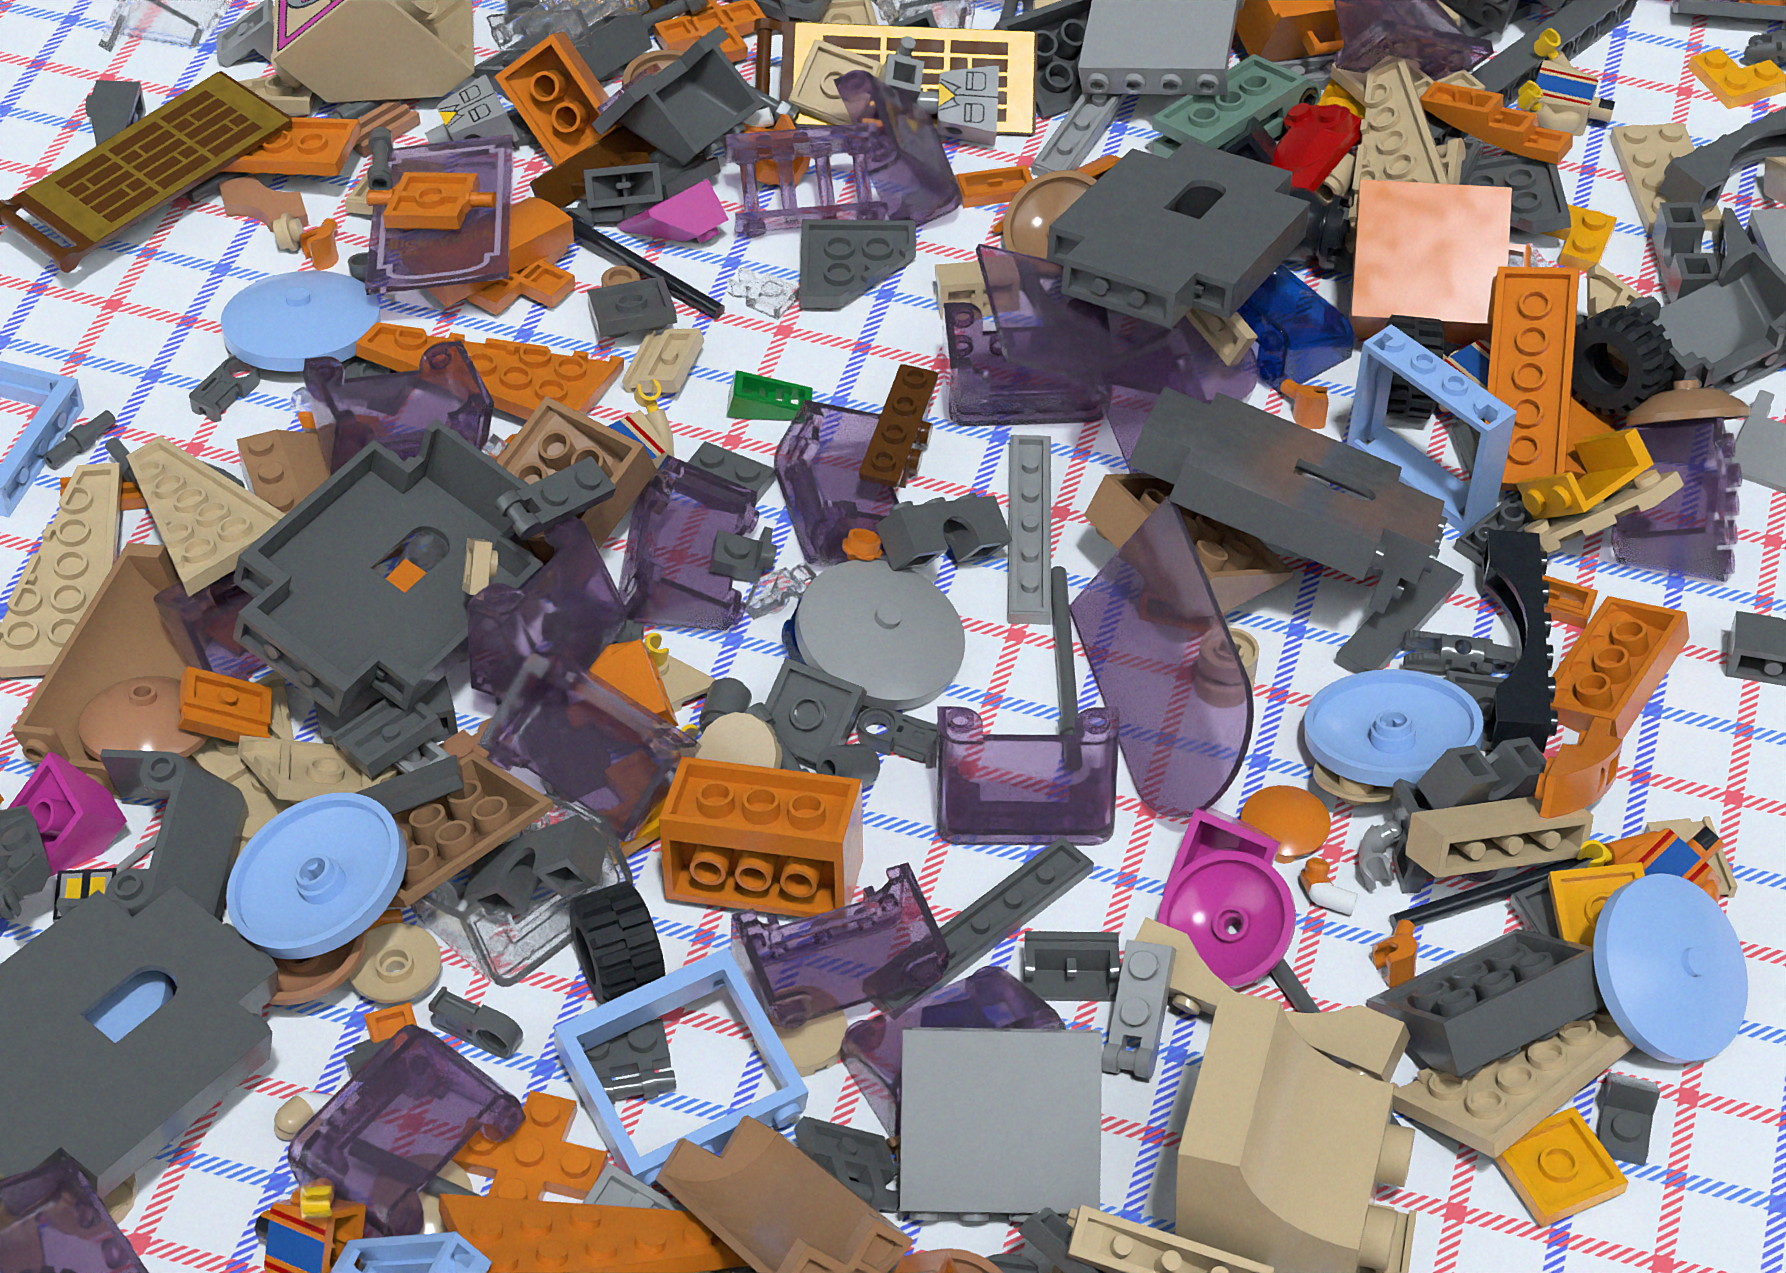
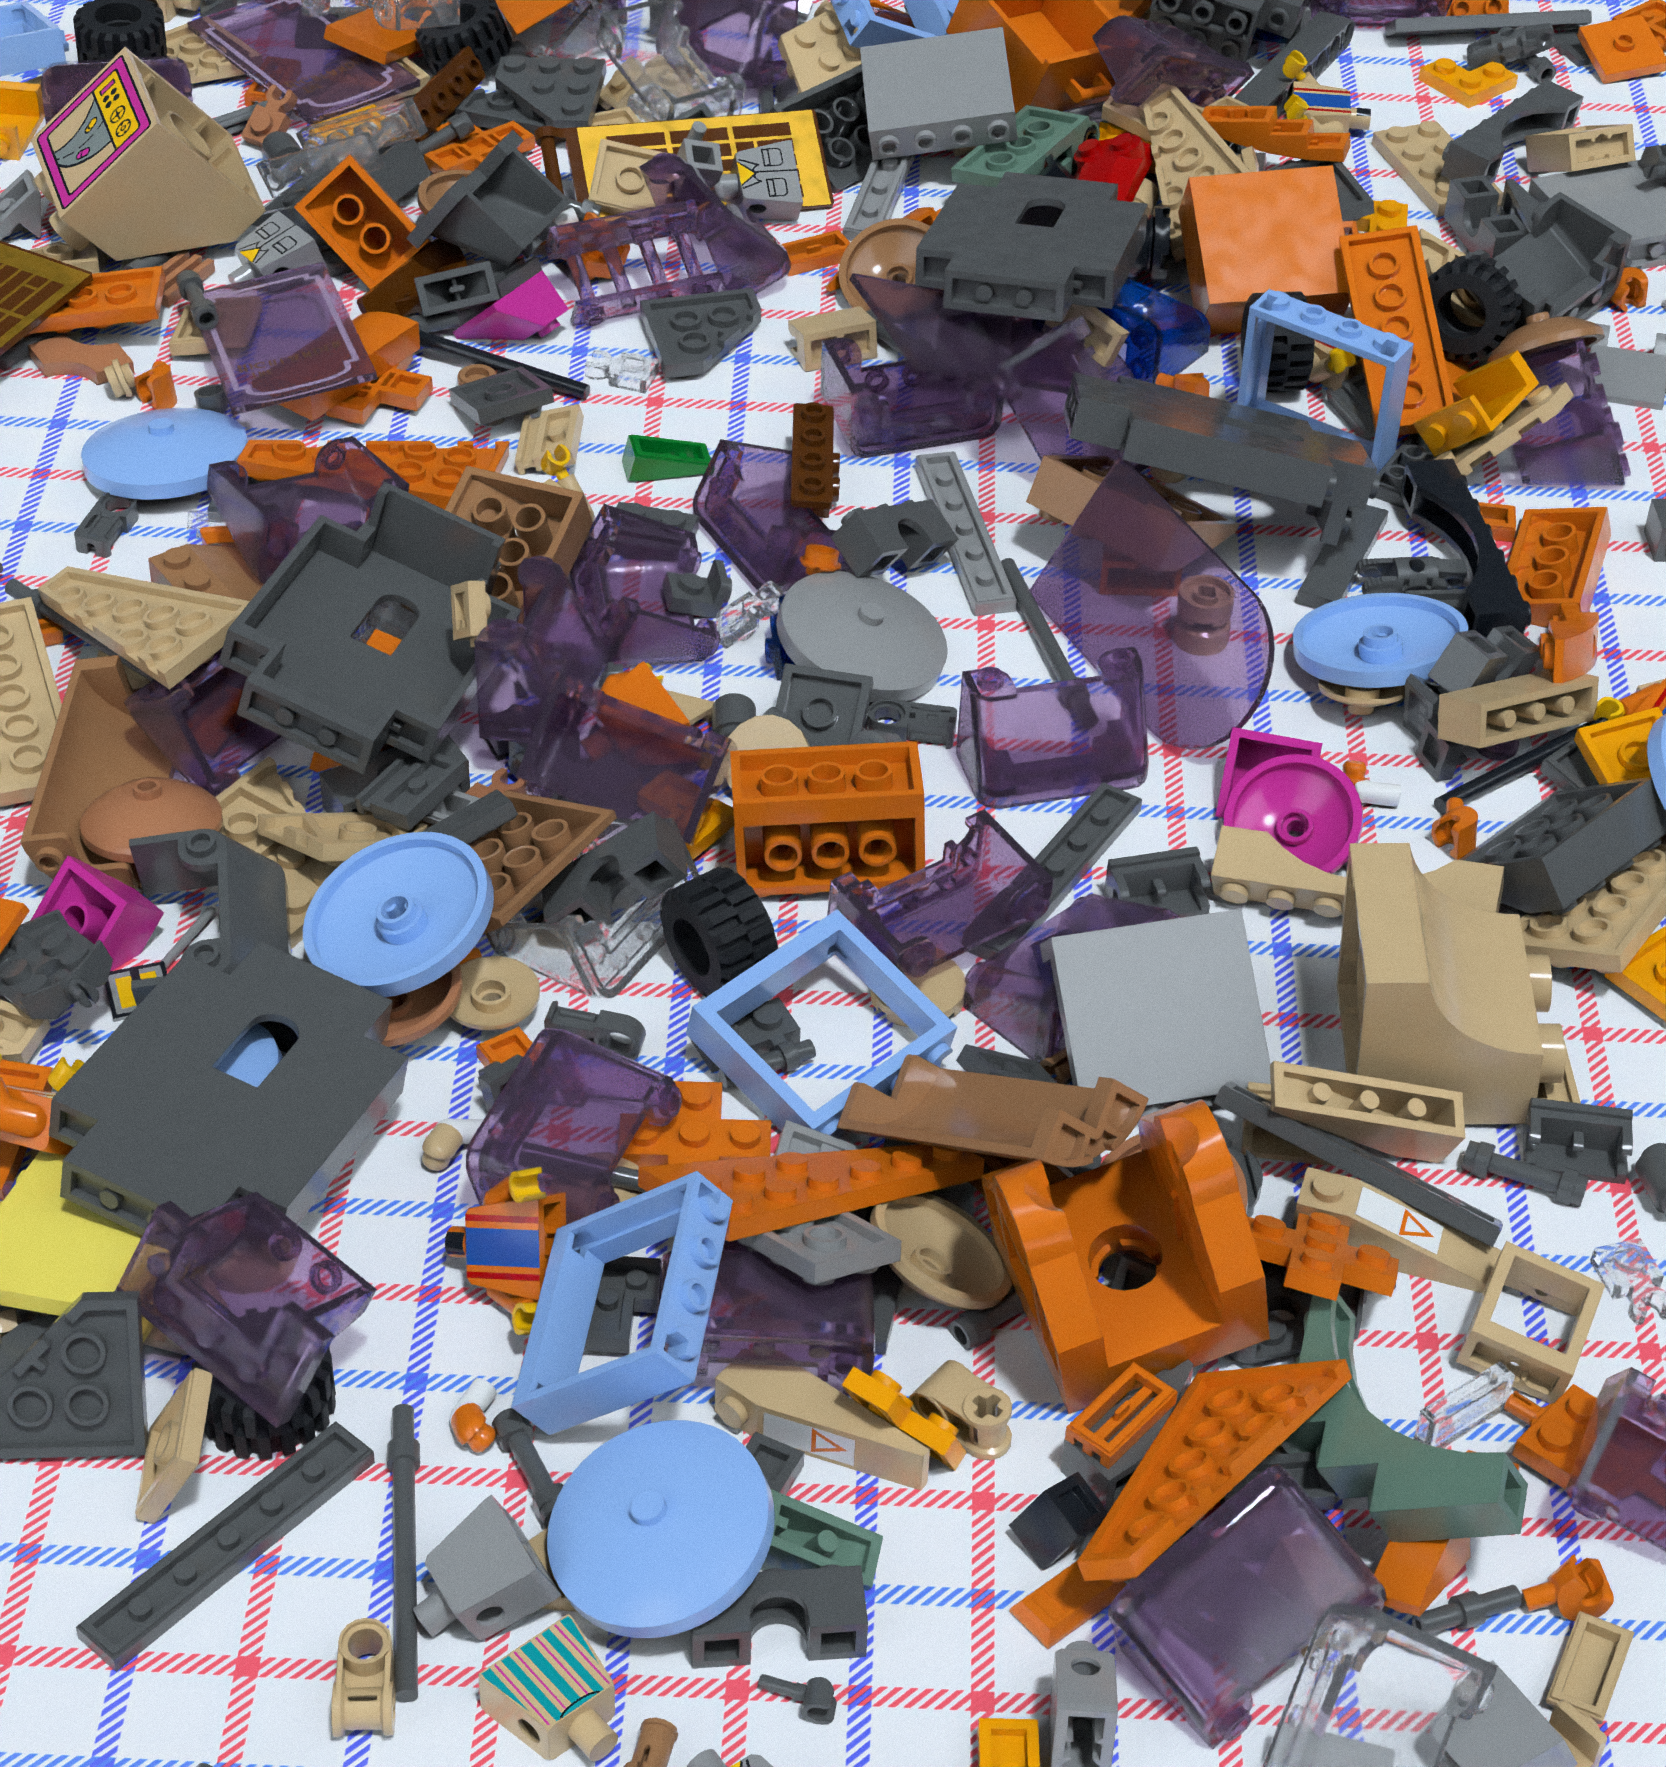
camera: 15 degrees left, 5 degrees down
(223, 705) = (231, 788): orange plate -> none
(431, 200) = (270, 323): orange plate -> none
(556, 497) = (526, 539): dark grey plate -> none
(652, 69) = (422, 213): piece -> none
(1139, 1007) = (1242, 886): light grey plate -> none
(1290, 817) = (1312, 726): orange dish -> none
(1372, 861) = (1401, 753): light grey piece -> none

